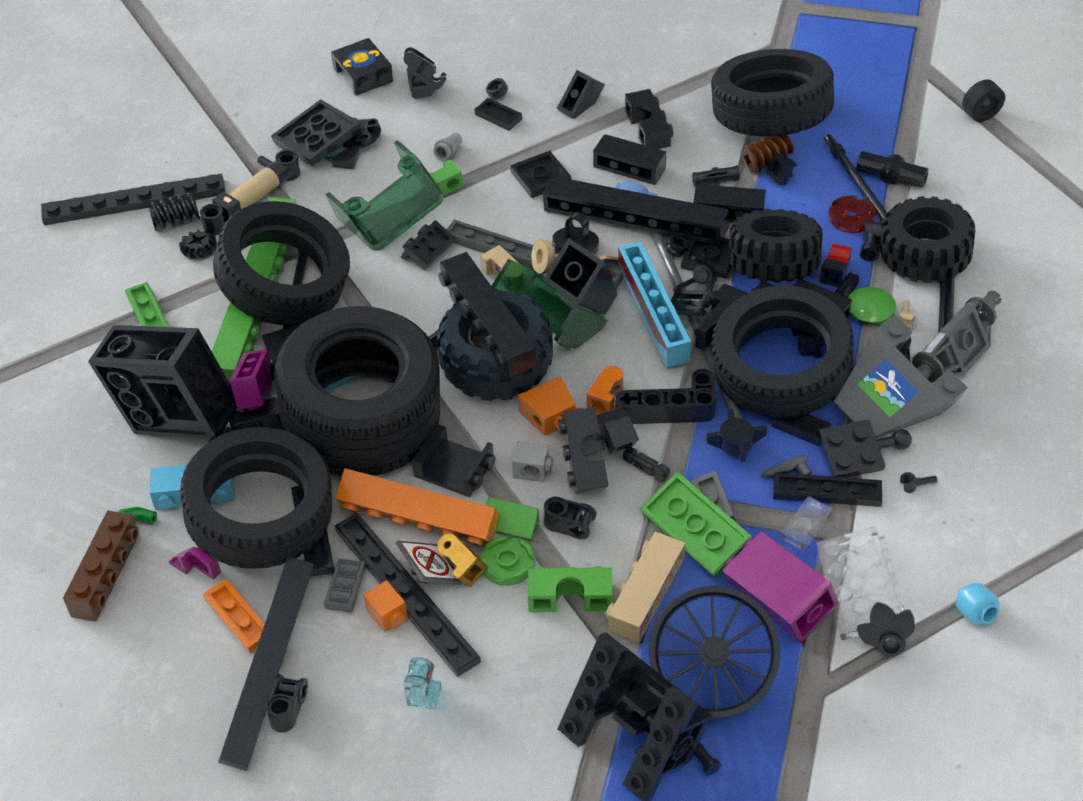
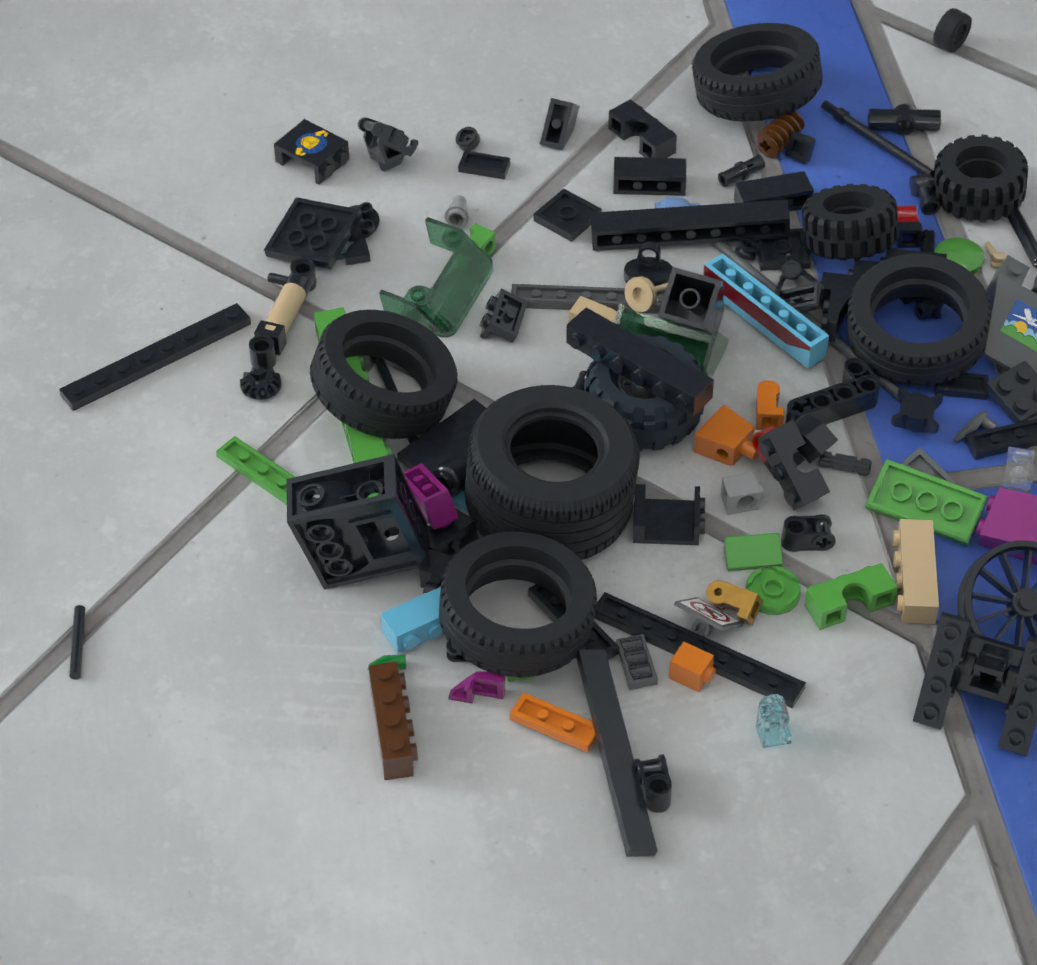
camera: 25 degrees left, 0 degrees up
(173, 211) = (215, 354): black piece -> none
(417, 506) = (667, 566): orange brick -> none
(850, 204) = (897, 182): clear red tile -> none

